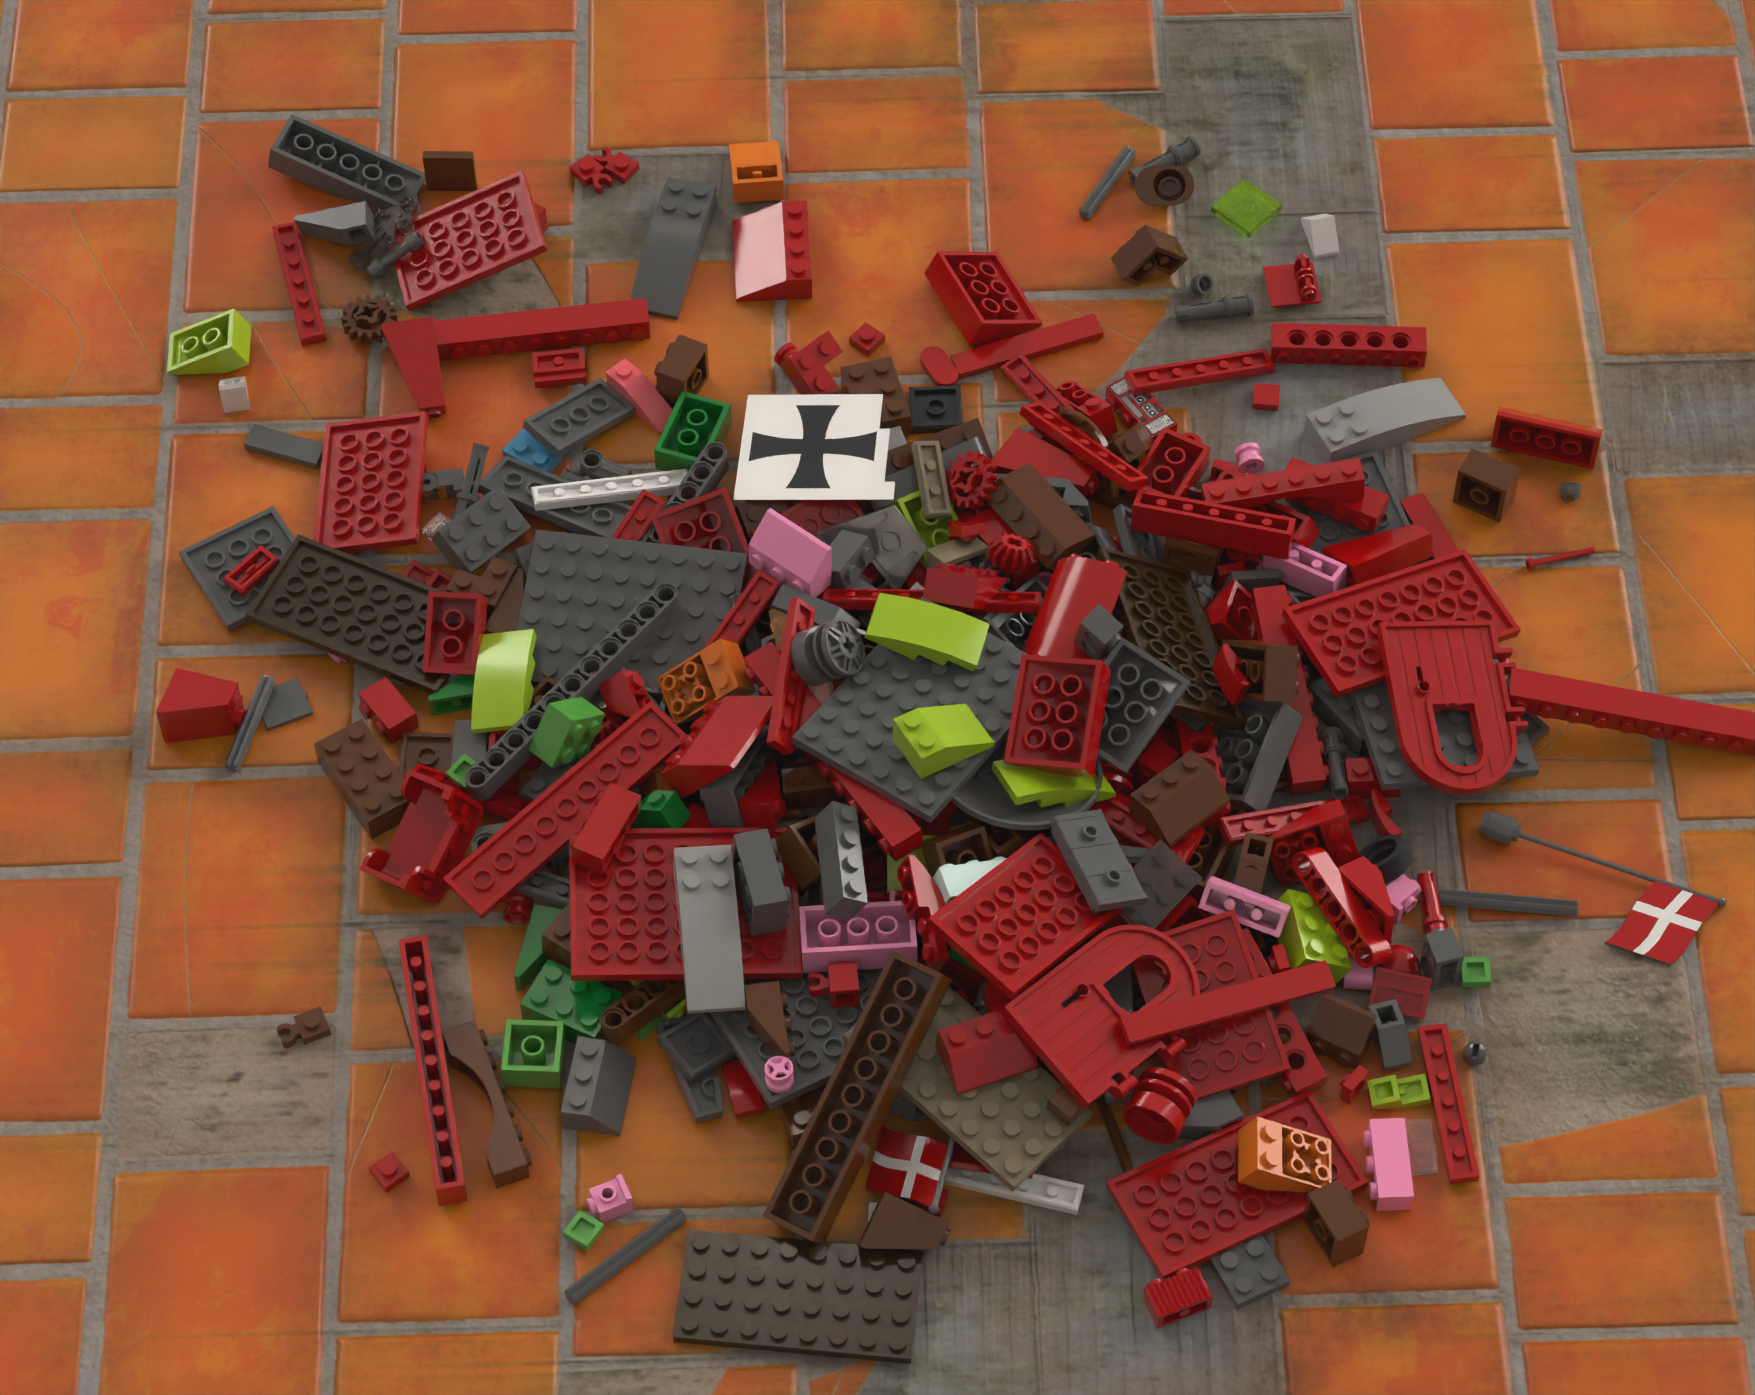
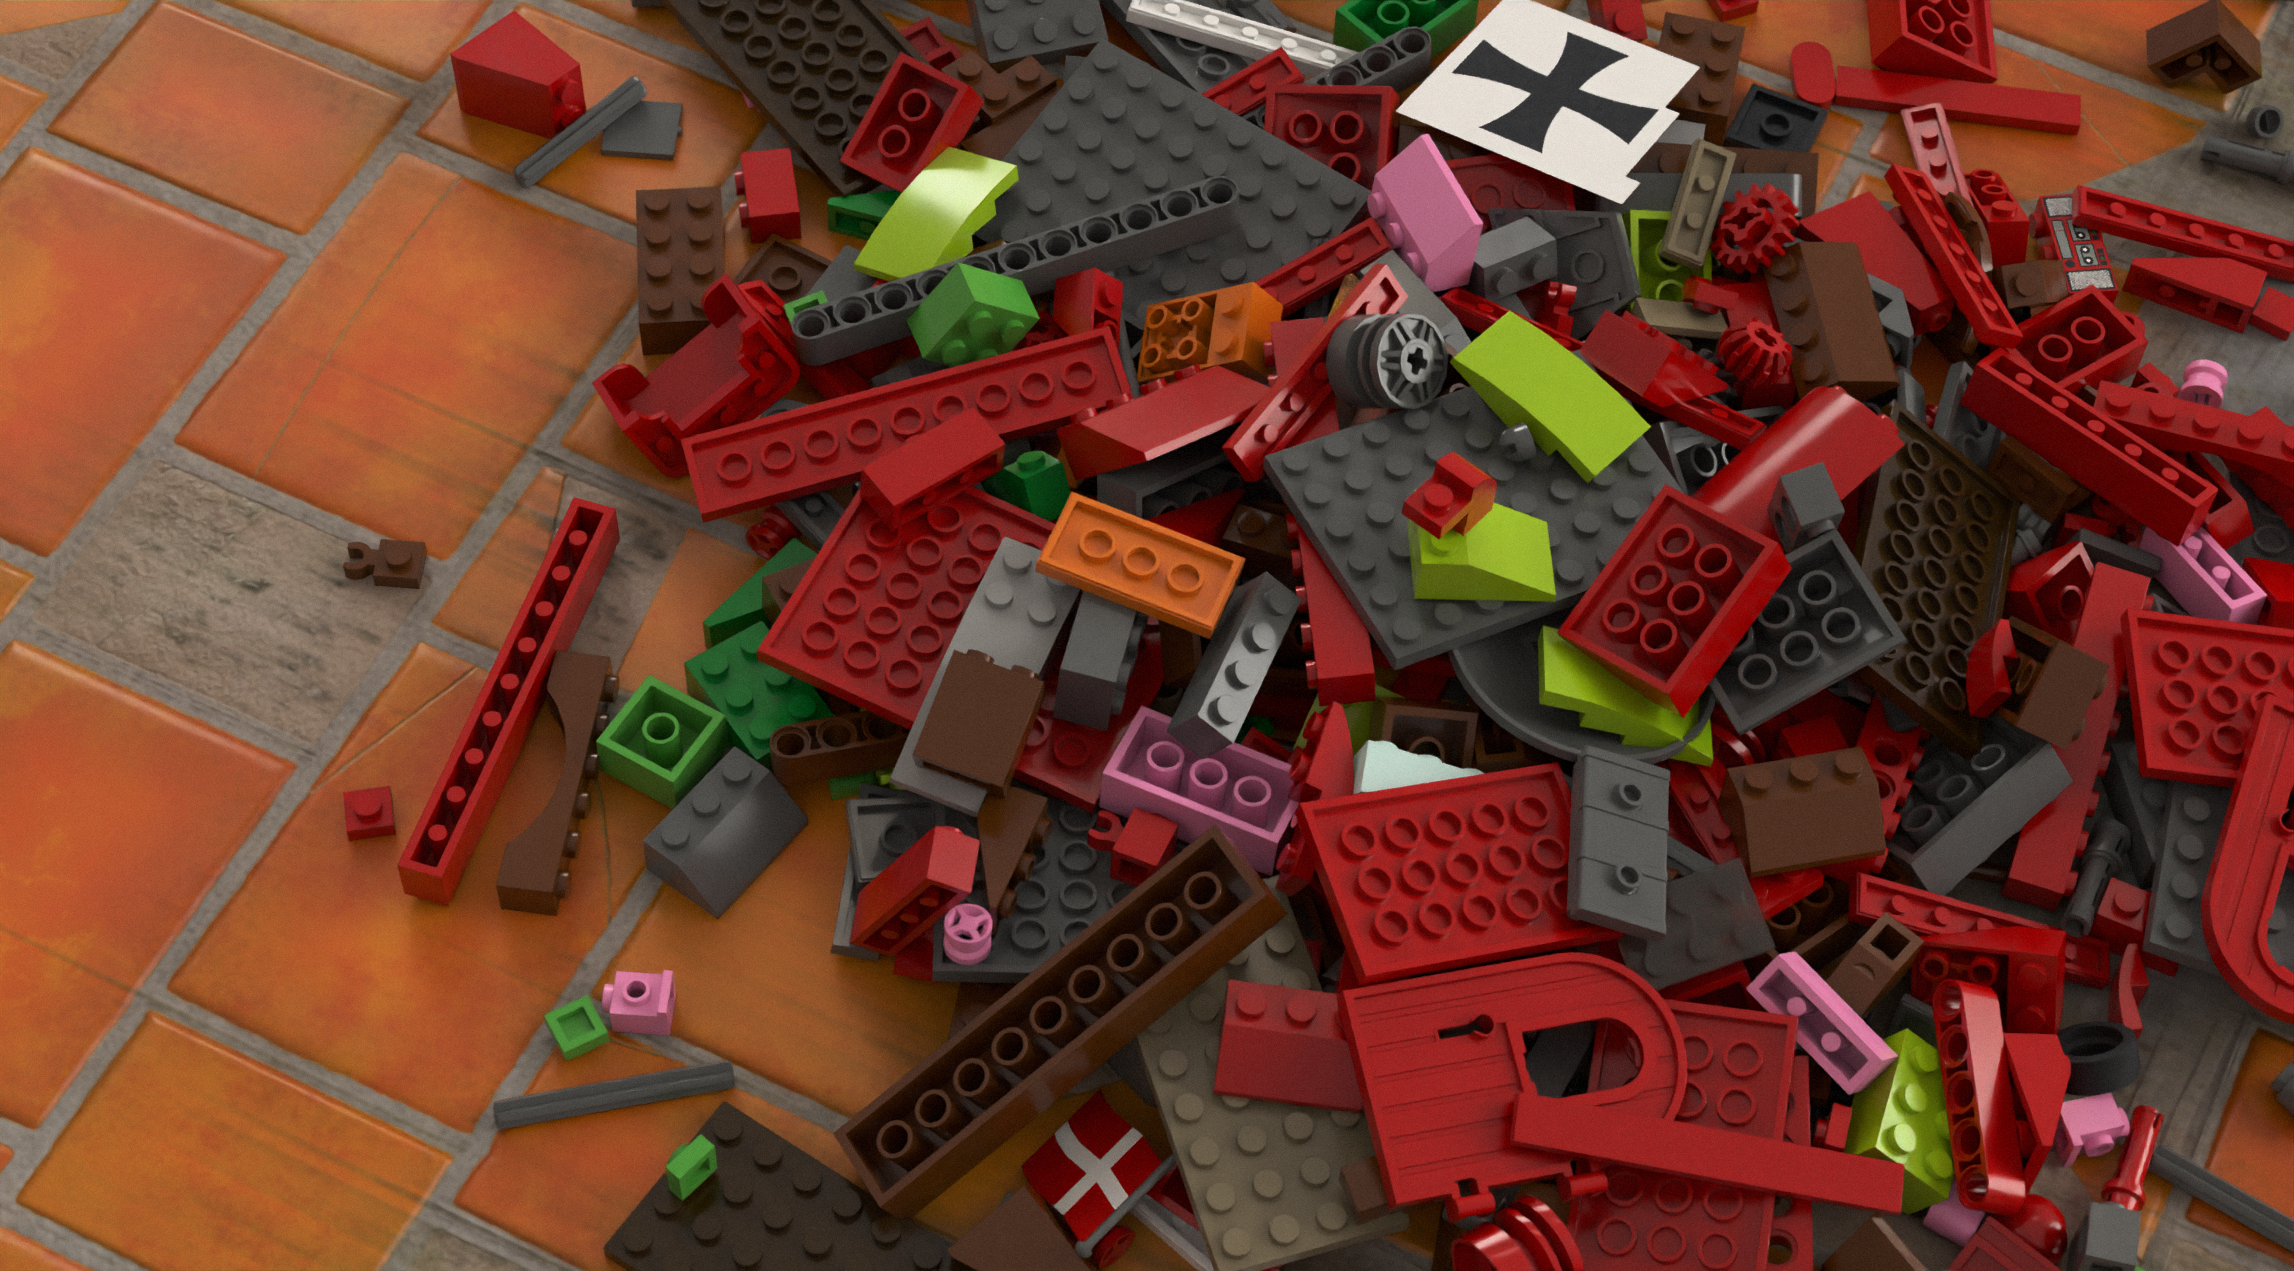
camera: 25 degrees right, 0 degrees up
(697, 1270) = (690, 1166): none -> bright green plate
(724, 956) = (979, 722): none -> reddish brown brick
(736, 1065) = (915, 891): none -> red brick
(763, 829) = (1140, 565): none -> orange tile
(883, 571) = (1558, 300): none -> red plate
(922, 715) = (1452, 497): none -> red brick
(926, 665) = (1520, 443): none -> dark grey hinge
(1223, 399) = (2202, 287): none -> red slope
(1282, 882) = (1916, 1017): none -> dark grey tile

